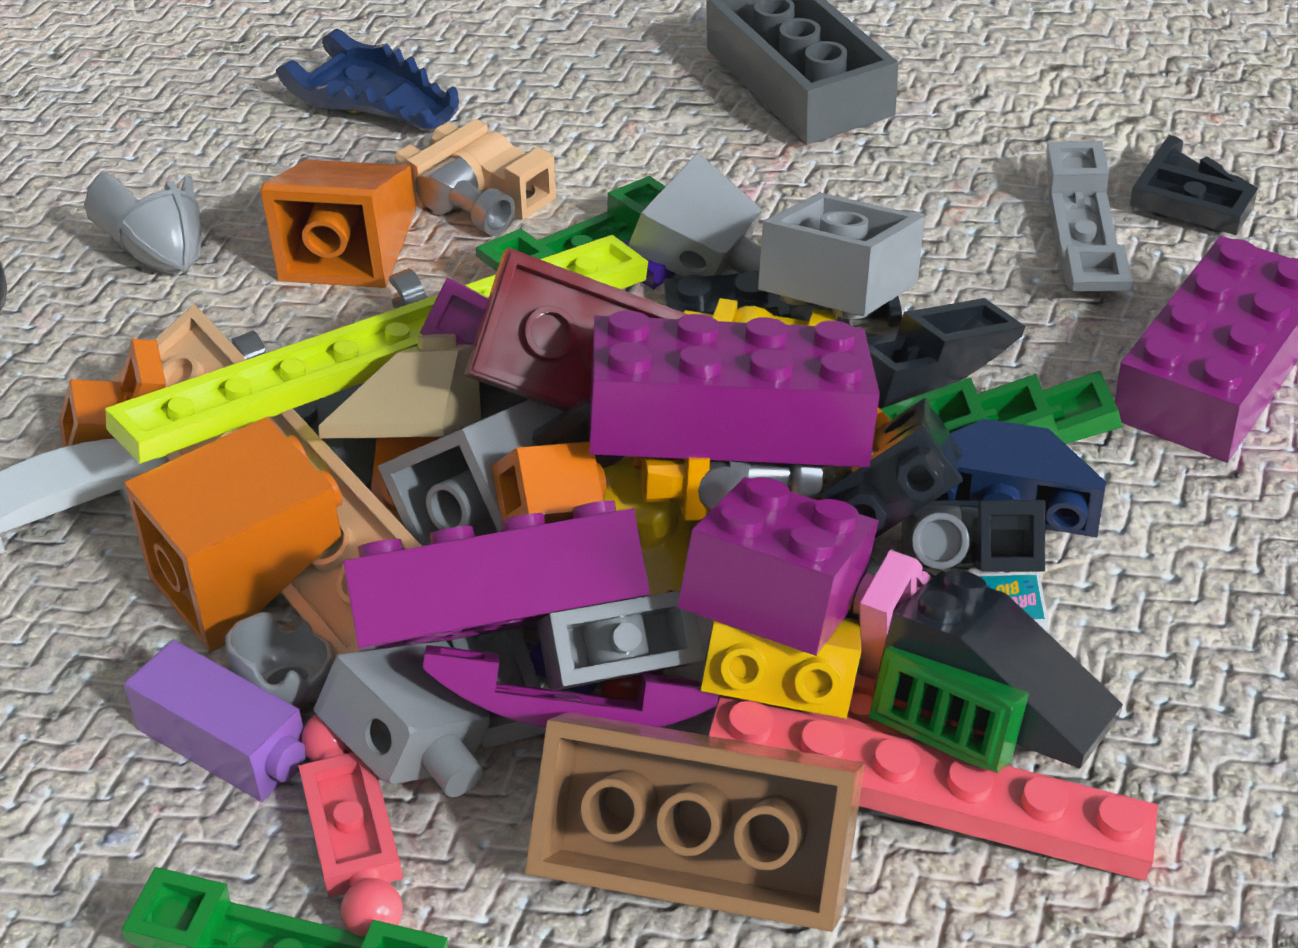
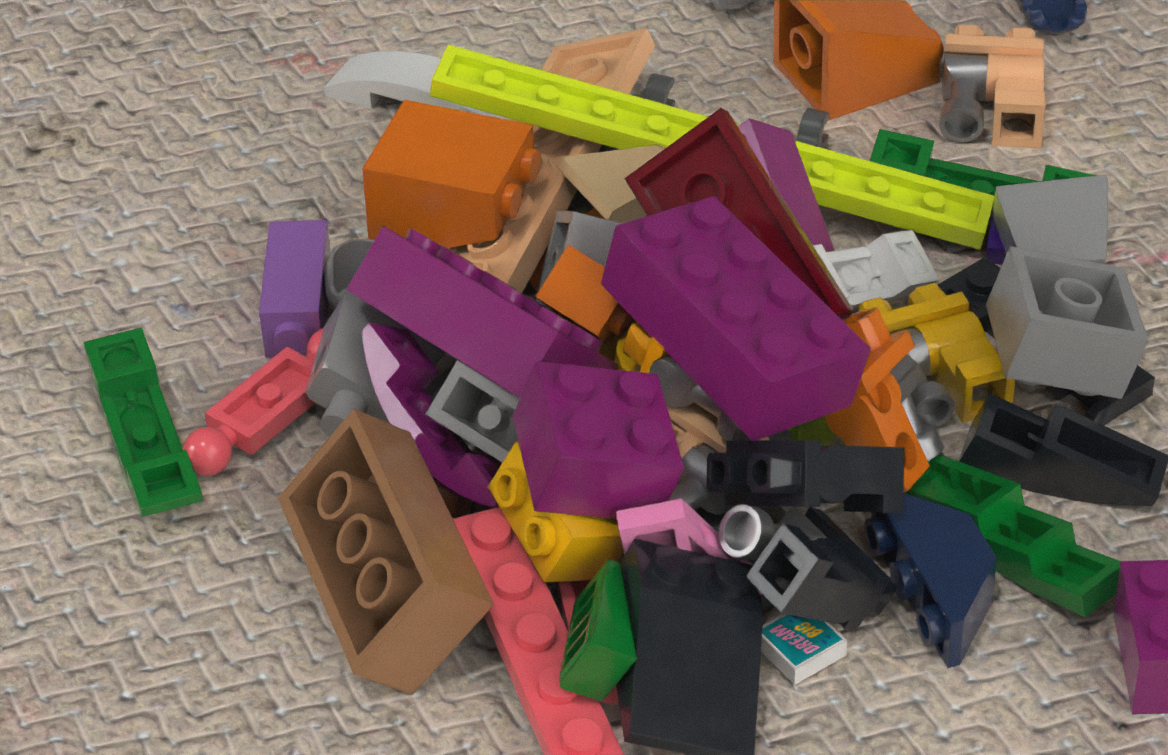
camera: 55 degrees right, 0 degrees up
(85, 400) = (543, 53): orange slope -> none

